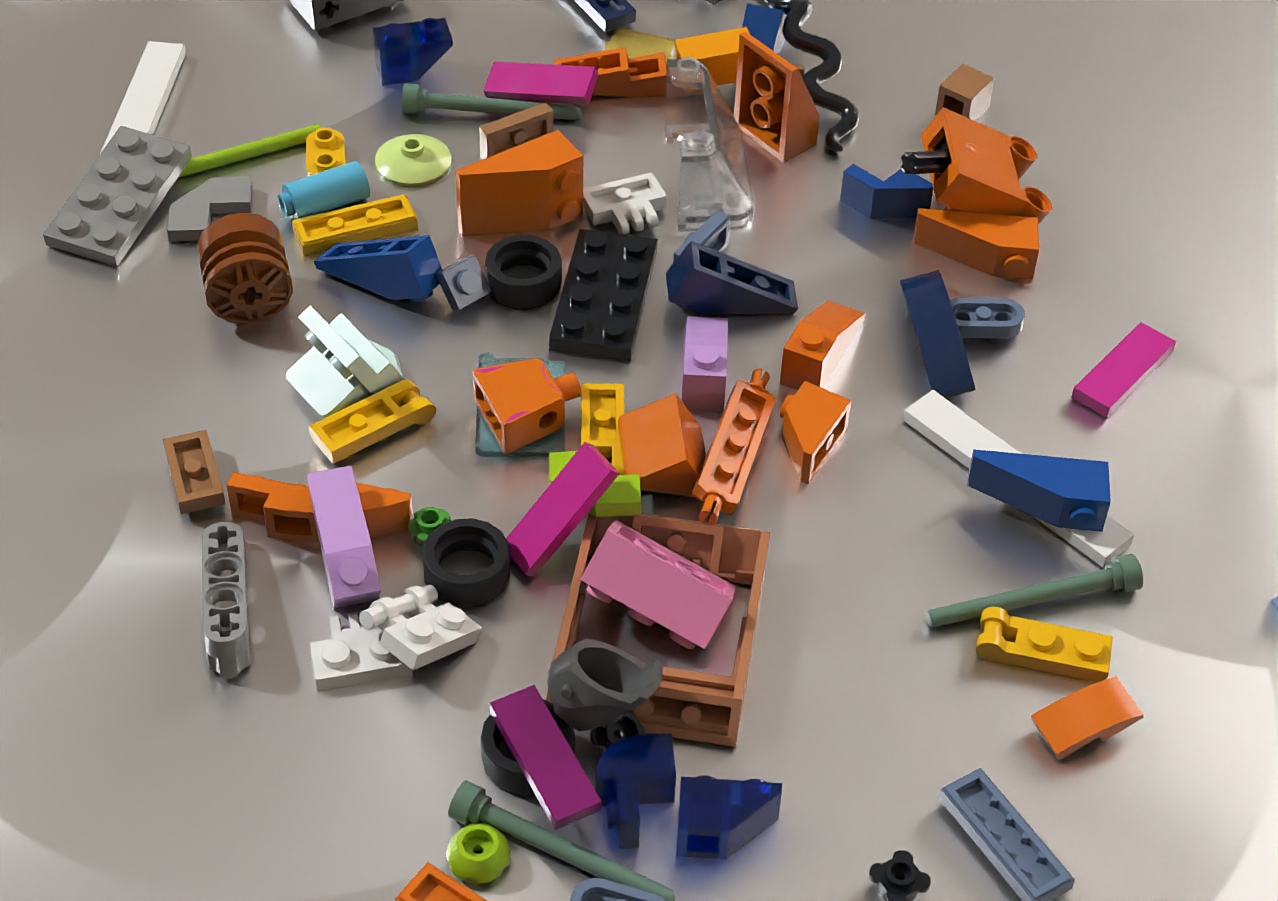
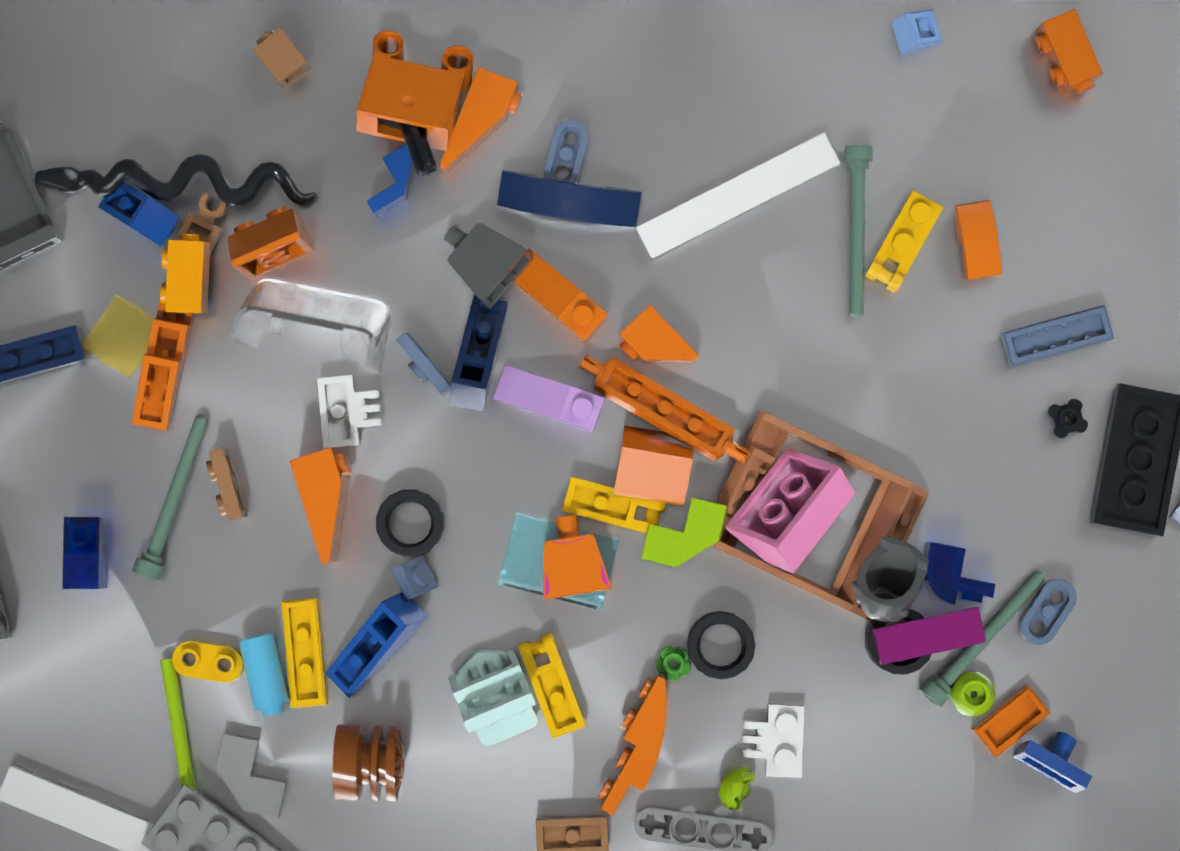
camera: 70 degrees left, 40 degrees up
(284, 625) = (735, 787): none -> lime plate
(343, 537) = (693, 736): lavender slope -> none
(413, 160) = (243, 578): yellowish green dish -> none
(427, 633) = (788, 688): white plate -> none
(541, 83) = (166, 445): dark pink tile -> none
(560, 509) = (708, 566): dark pink tile -> none
(603, 295) = (447, 459): black plate -> none
(723, 814) = (994, 523): clear blue slope -> none
(830, 271) = (486, 260): none -> dark grey torso
(1050, 488) = (782, 178): blue slope -> none
(1123, 369) = (648, 60): dark pink tile -> none

